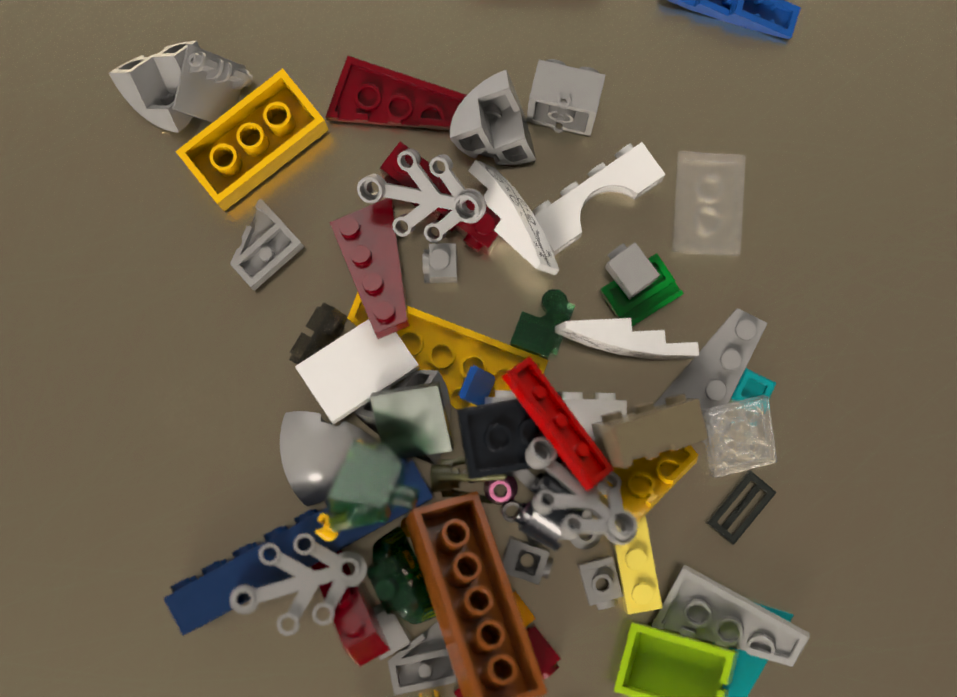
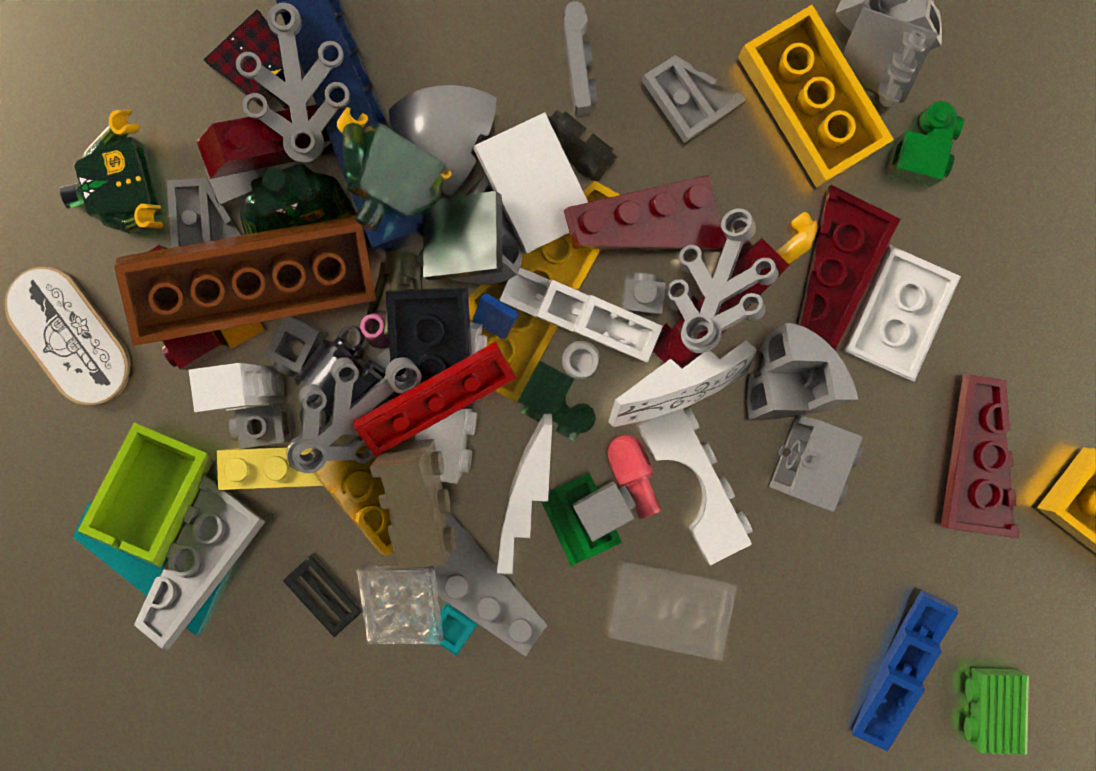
camera: 90 degrees right, 5 degrees up
(241, 346) = (578, 56): none -> light grey hinge
(263, 635) = (250, 36): none -> torso
(291, 40) = (928, 156): none -> green brick
(376, 135) = (802, 241): none -> yellow arm
(427, 45) = (901, 313): none -> white tile
(465, 312) = (581, 314): none -> white slope
(503, 310) = (581, 360): none -> white tile
(572, 598) = (235, 387): none -> white arch
(592, 251) = (632, 469): none -> coral arm

